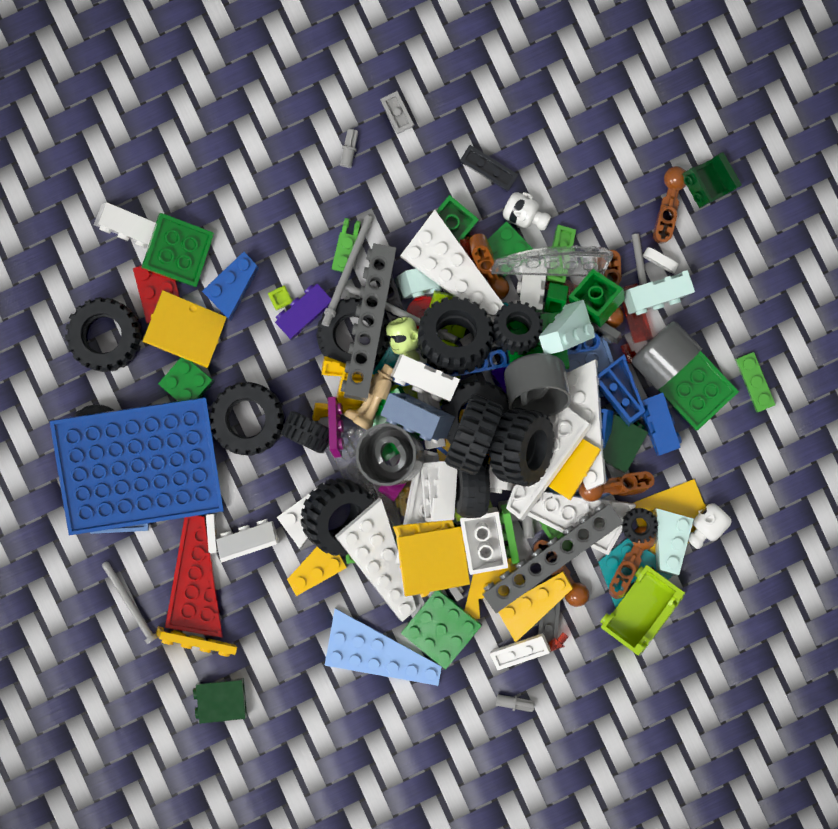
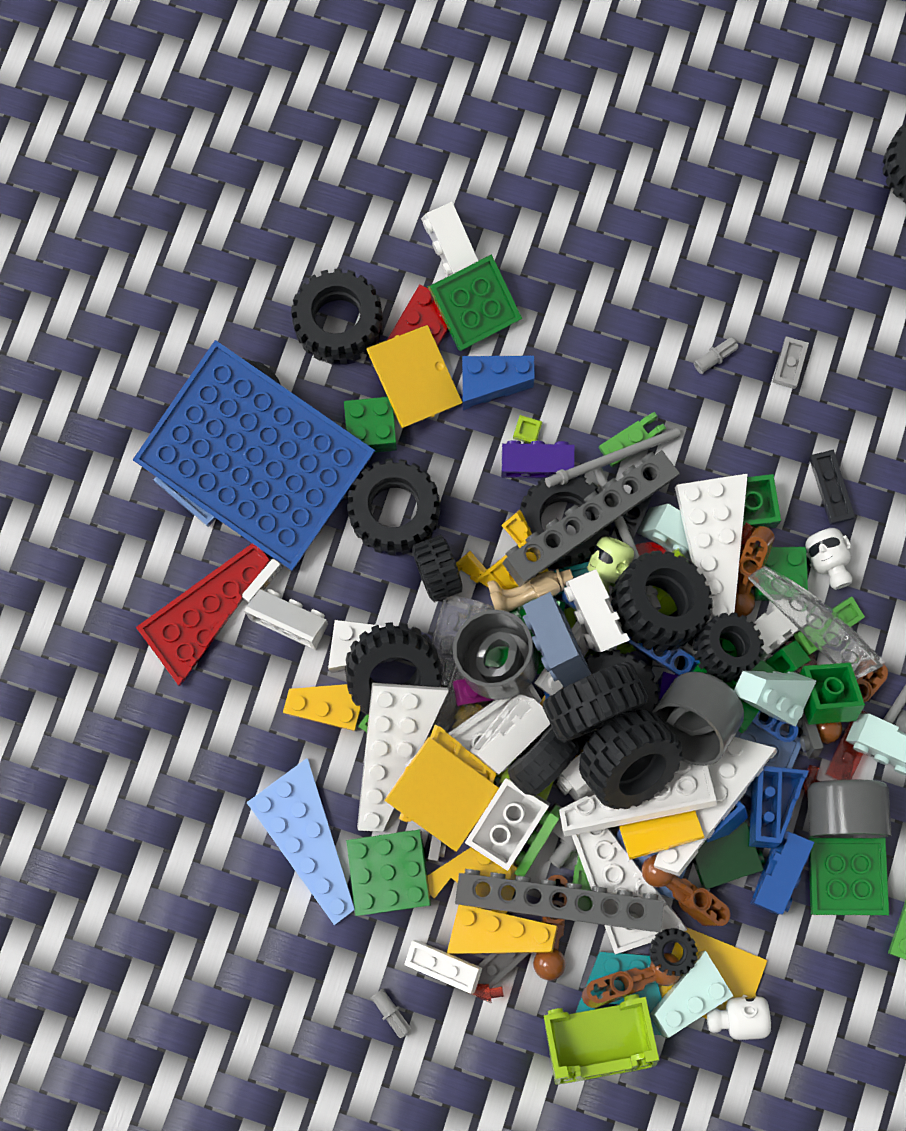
camera: 45 degrees right, 10 degrees down
(129, 603) = (114, 623): light grey bar -> none
(220, 701) = (119, 743): dark green panel -> none
(224, 648) = (155, 677): yellow wing -> none
(336, 426) = (468, 585): magenta plate -> none

